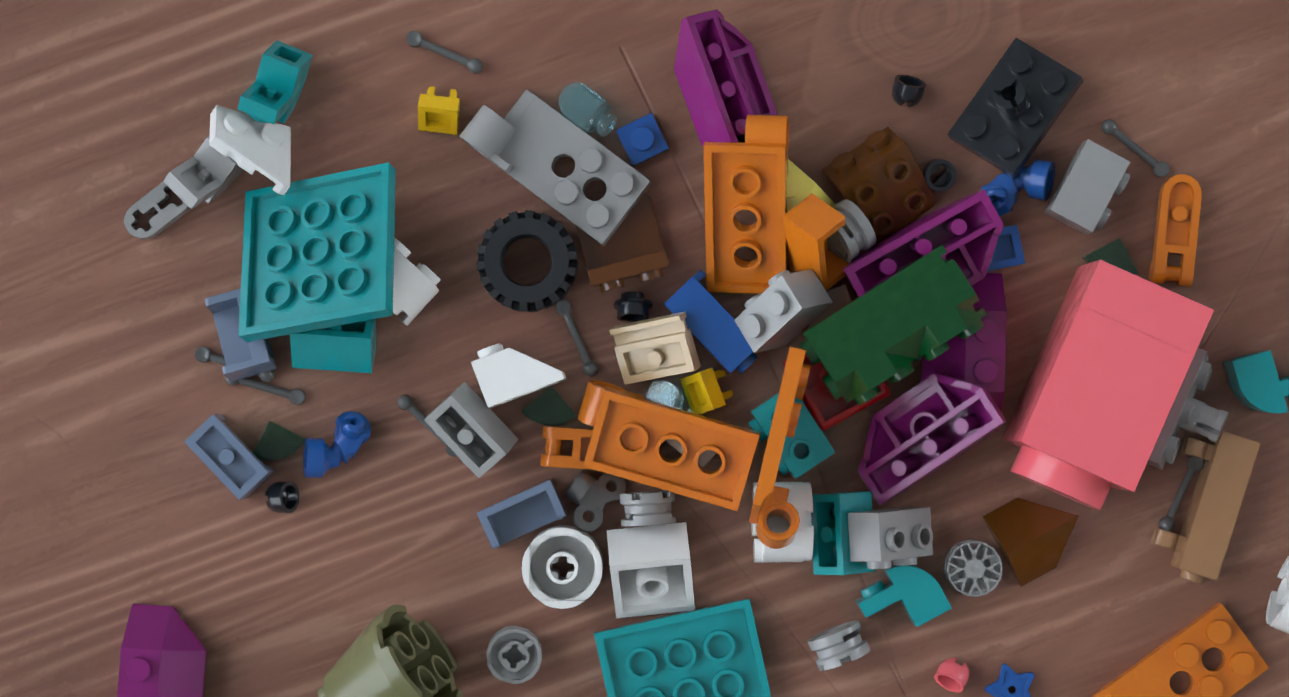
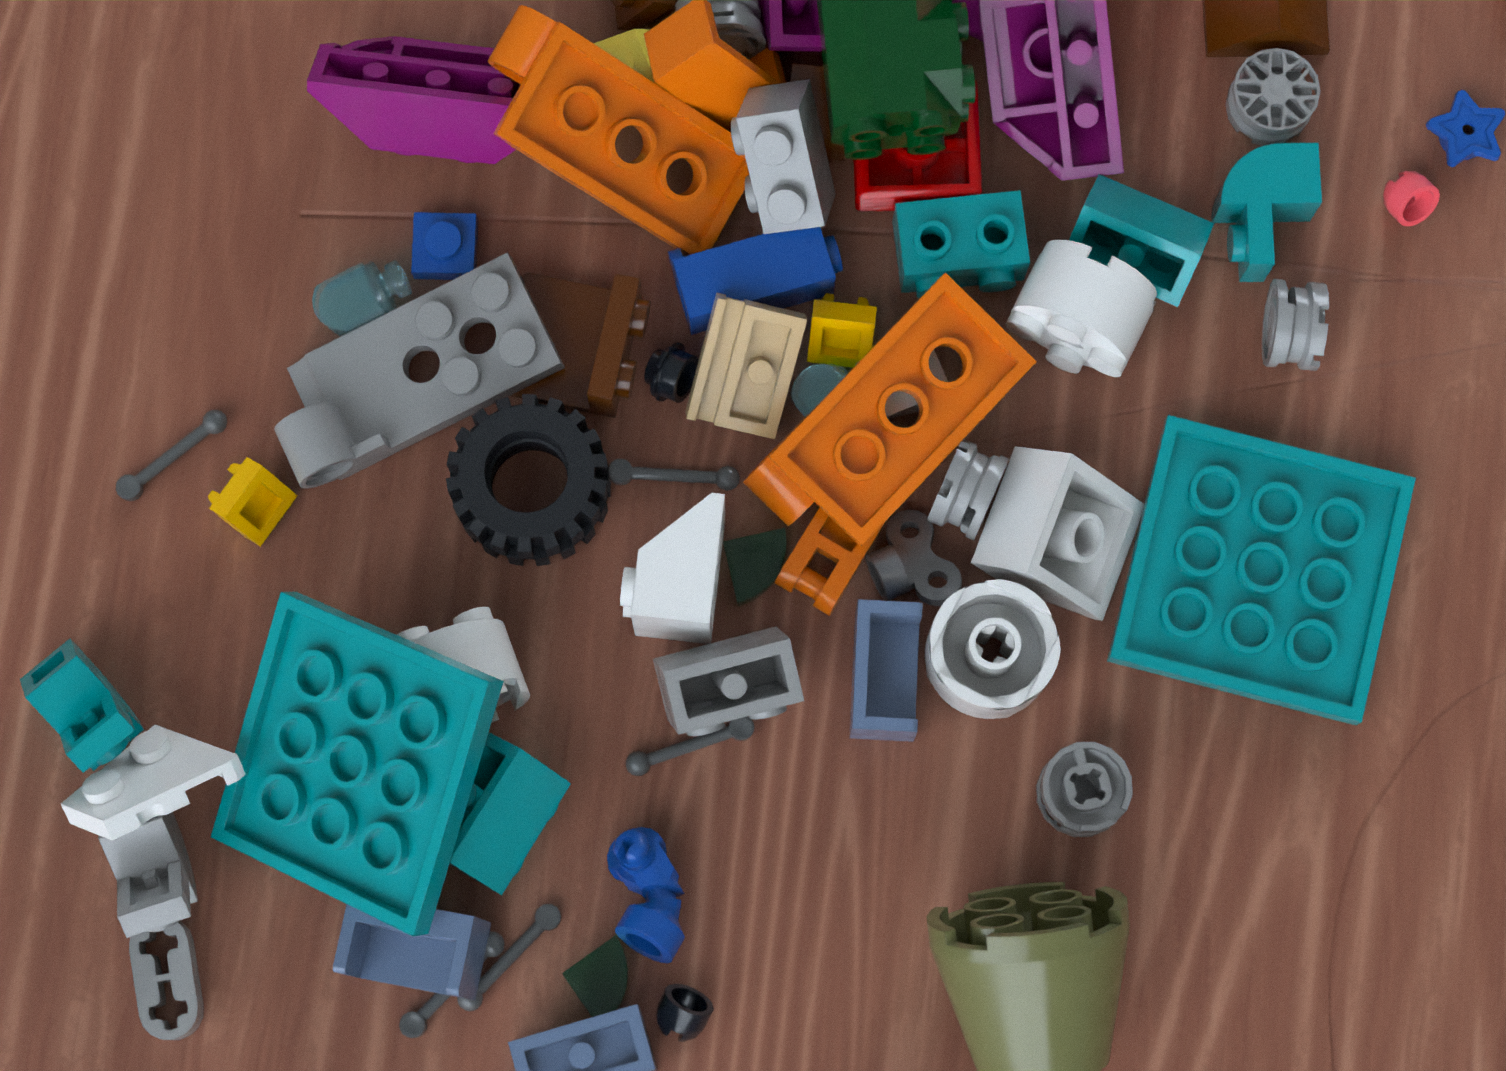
camera: 65 degrees left, 10 degrees down
(772, 499) = (939, 215): orange hinge -> none
(890, 535) = (1177, 173): light grey brick -> none

